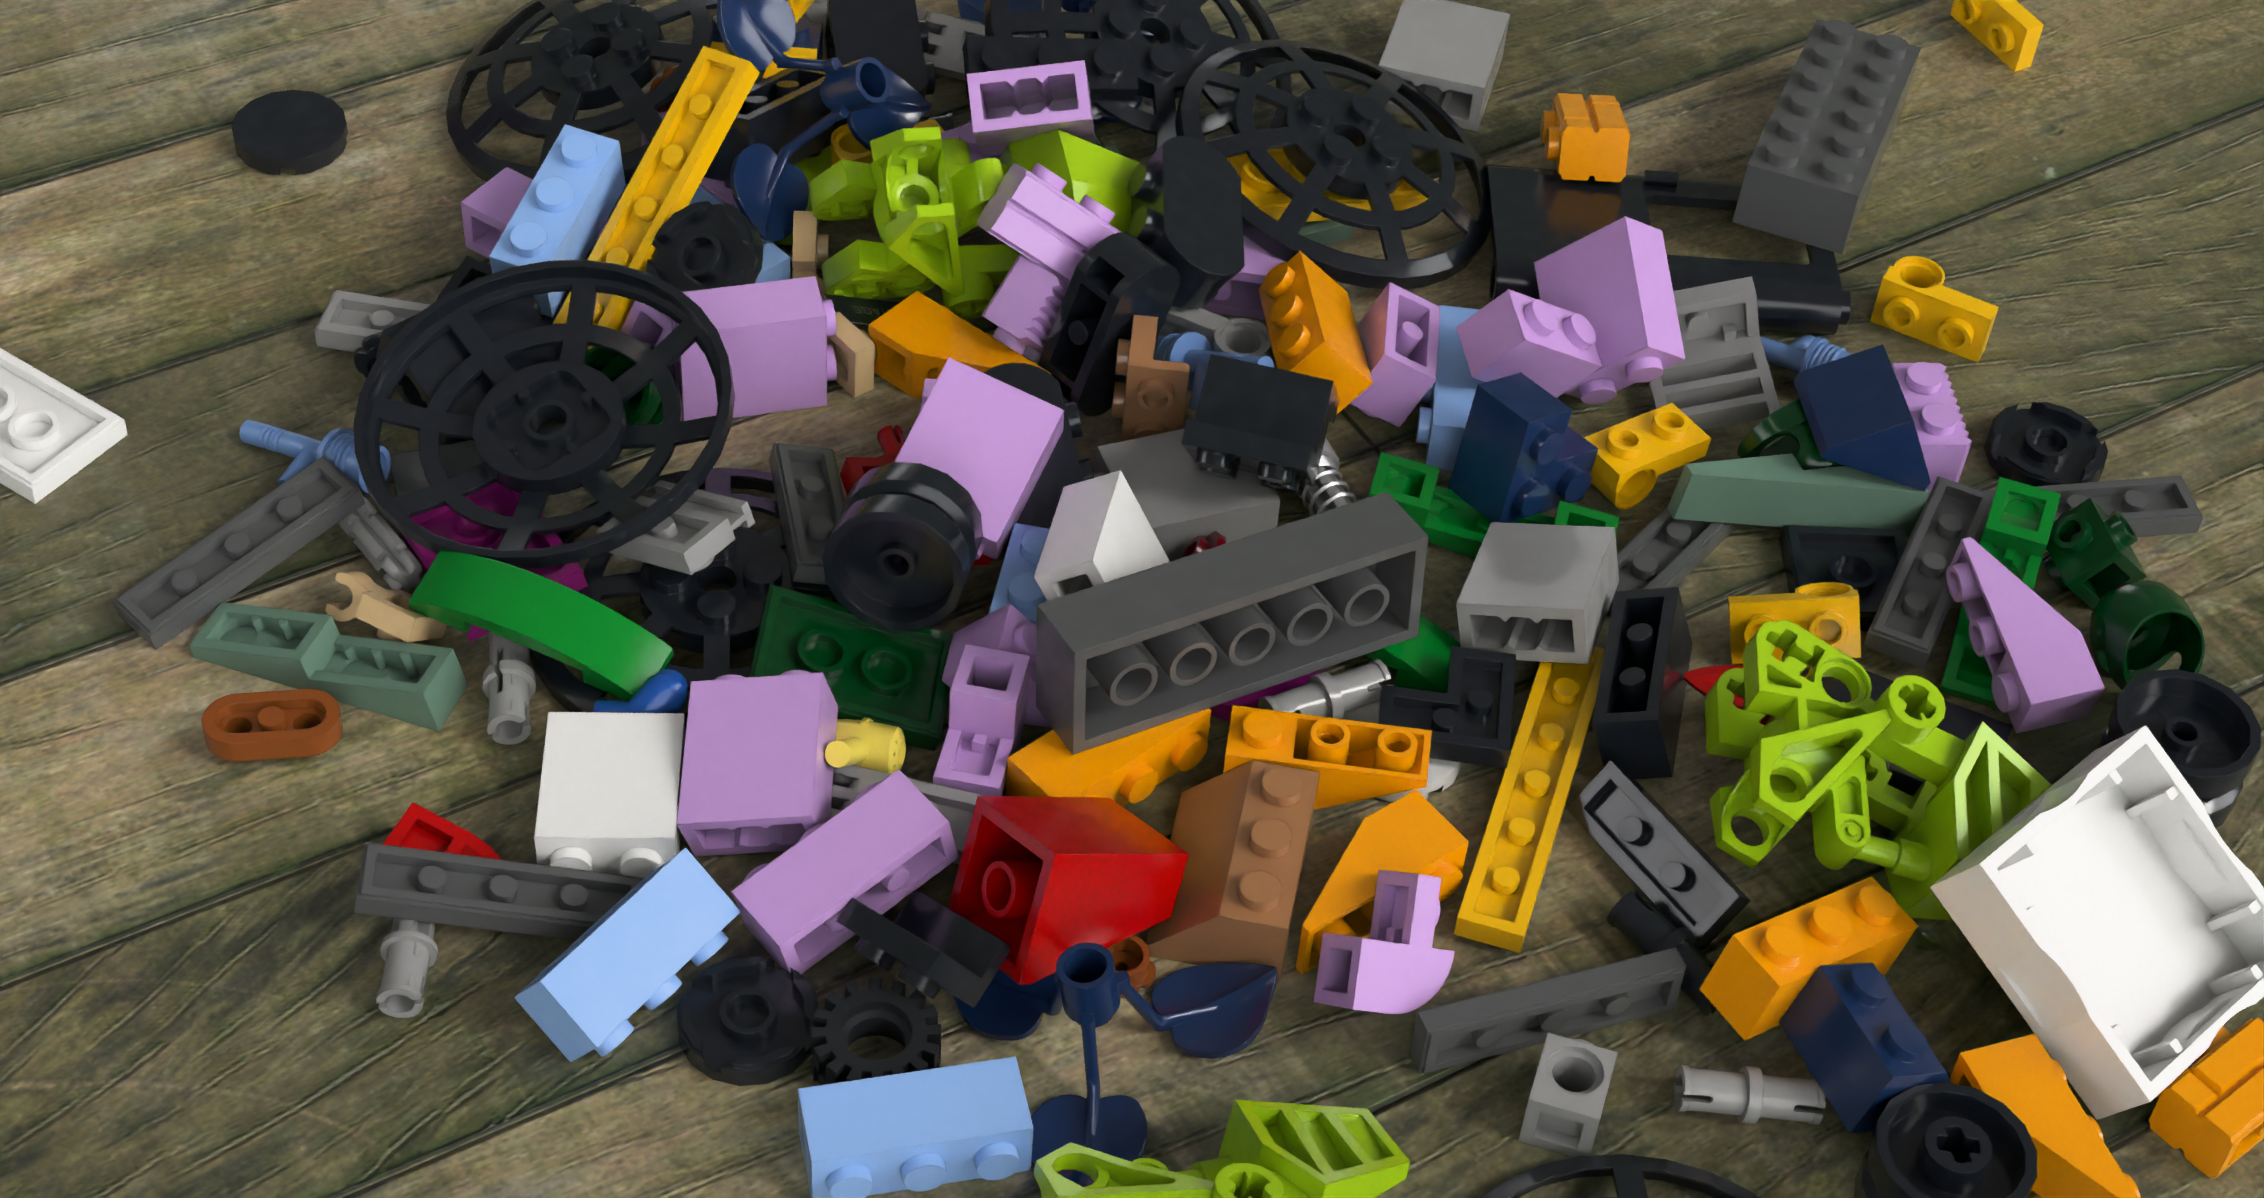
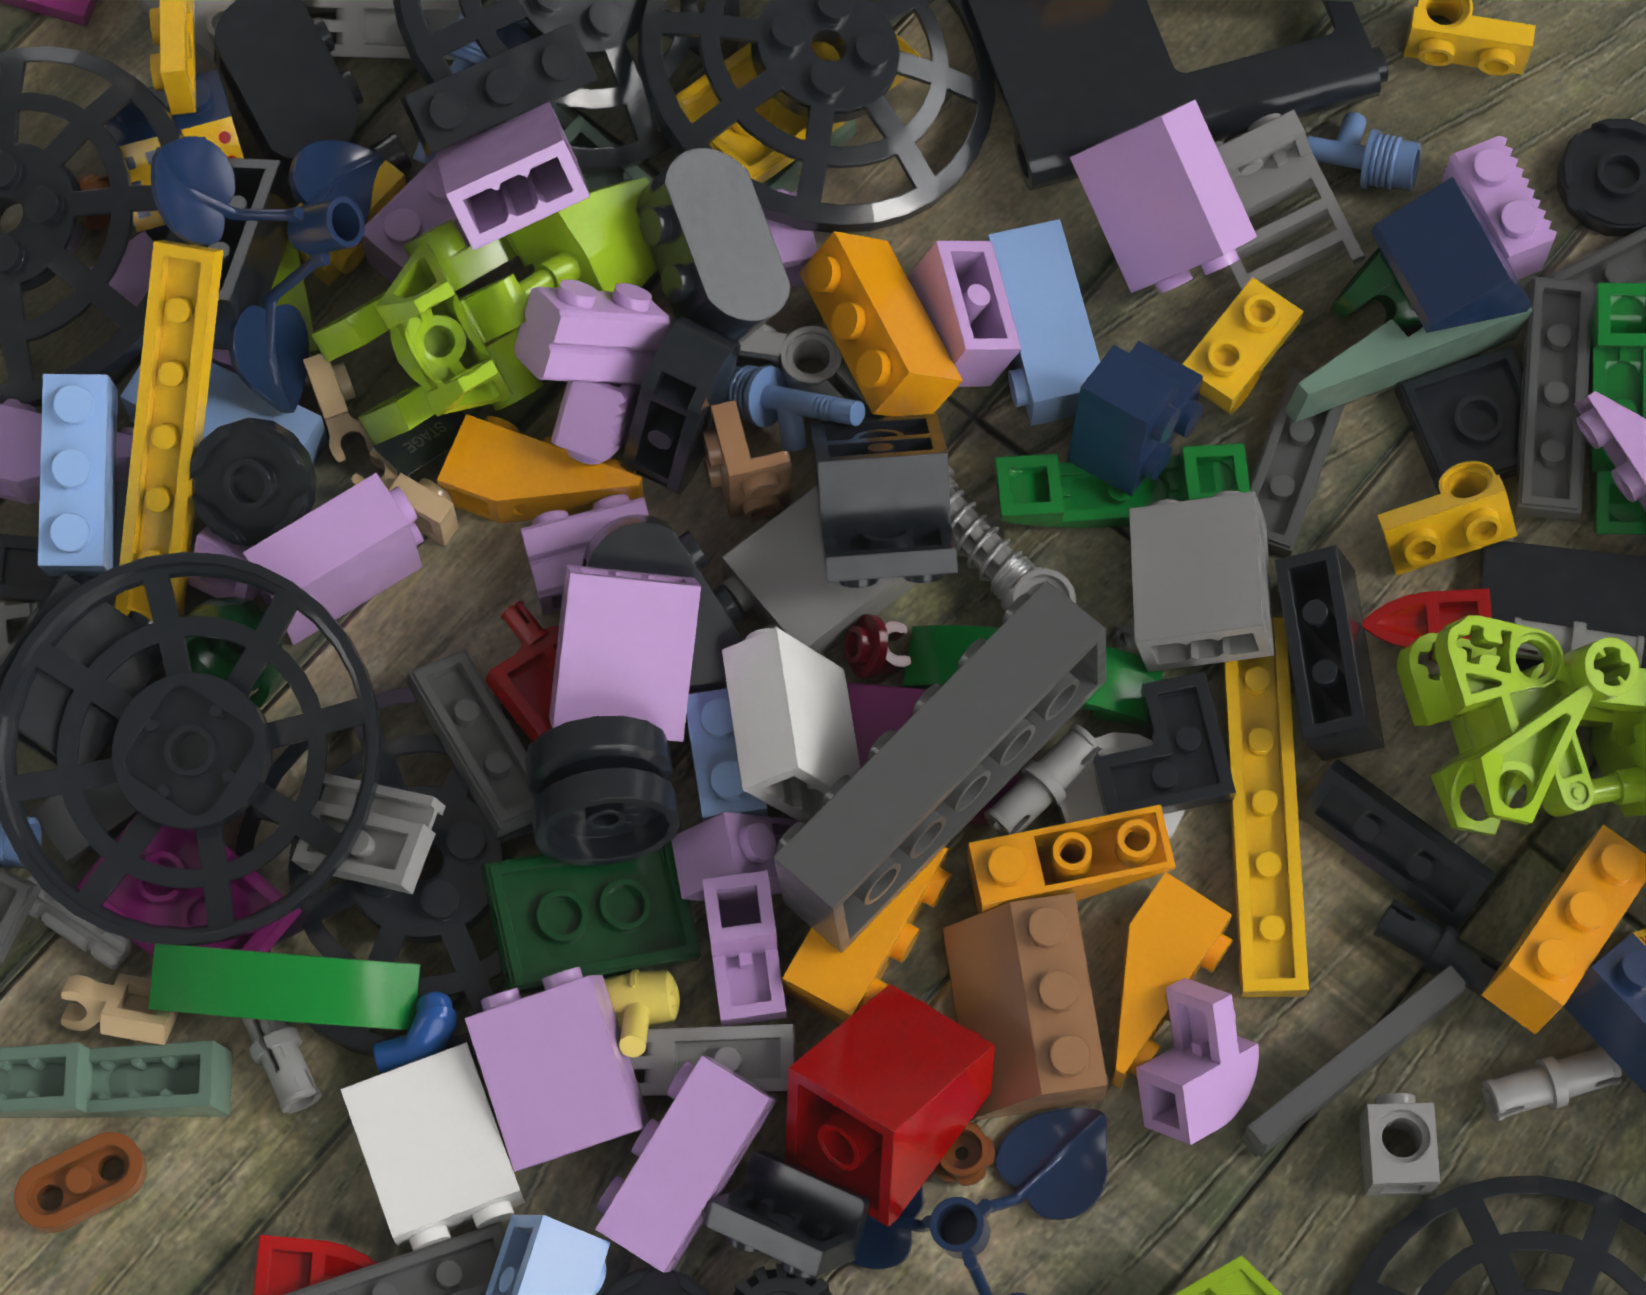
camera: 15 degrees left, 25 degrees up
(1529, 338) = (1101, 280): lavender brick -> none

